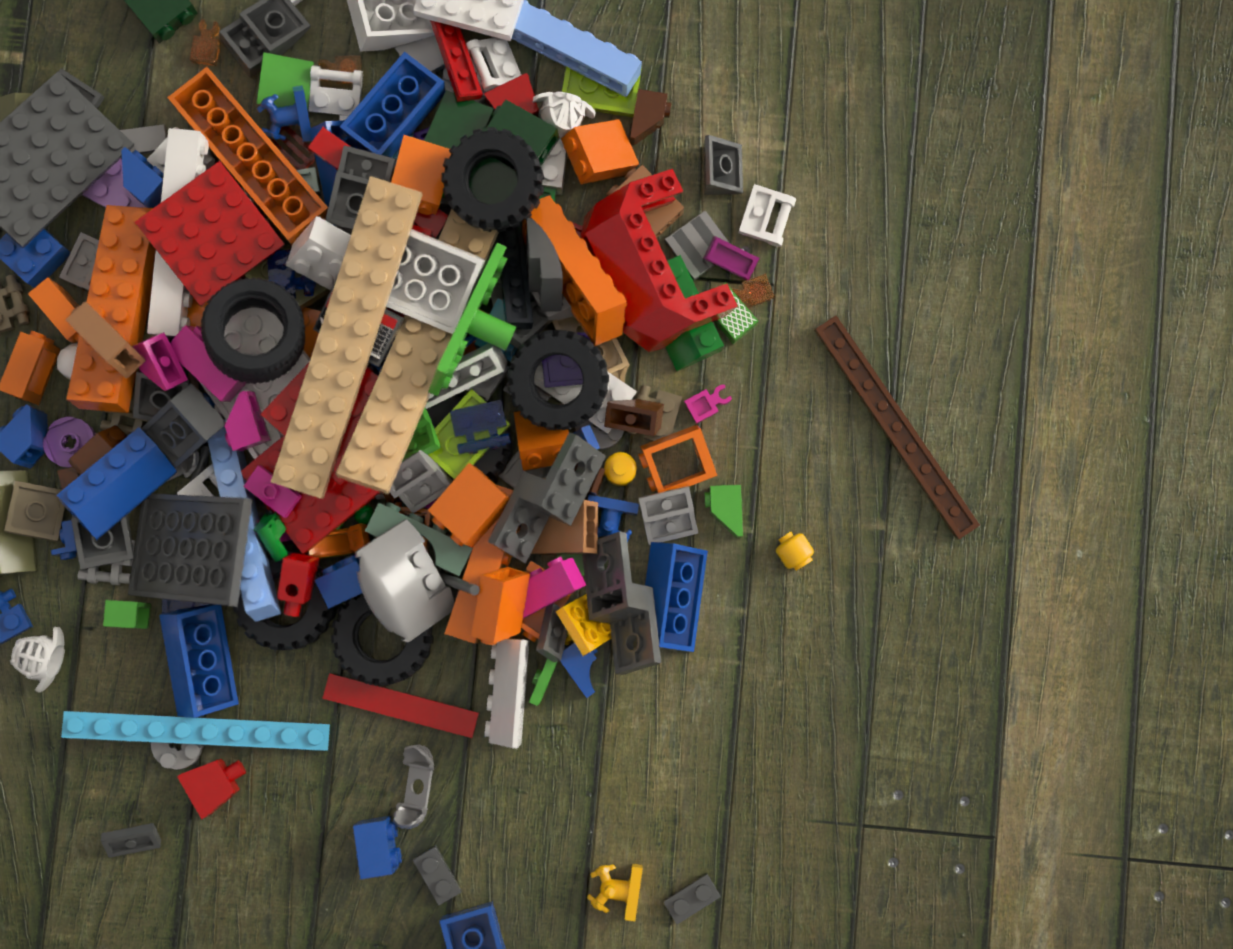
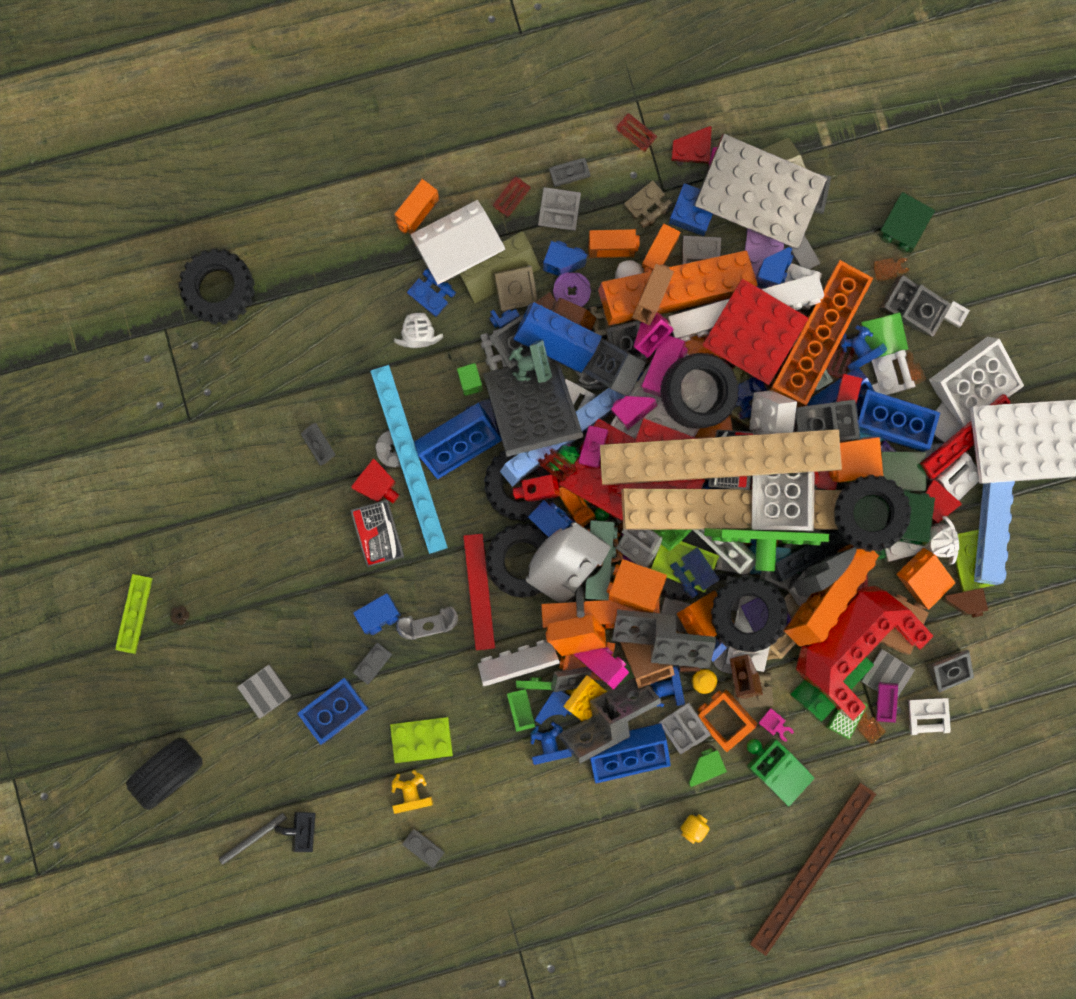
camera: 70 degrees right, 0 degrees up
(136, 521) = (537, 361): none -> sand green piece
(261, 551) = (550, 457): none -> clear red tile
(274, 807) = (377, 533): none -> slope
(557, 850) = (421, 740): none -> lime plate
(567, 710) = (521, 710): none -> bright green panel
(624, 691) = (549, 745): none -> blue piece
(765, 420) = (780, 771): none -> slope

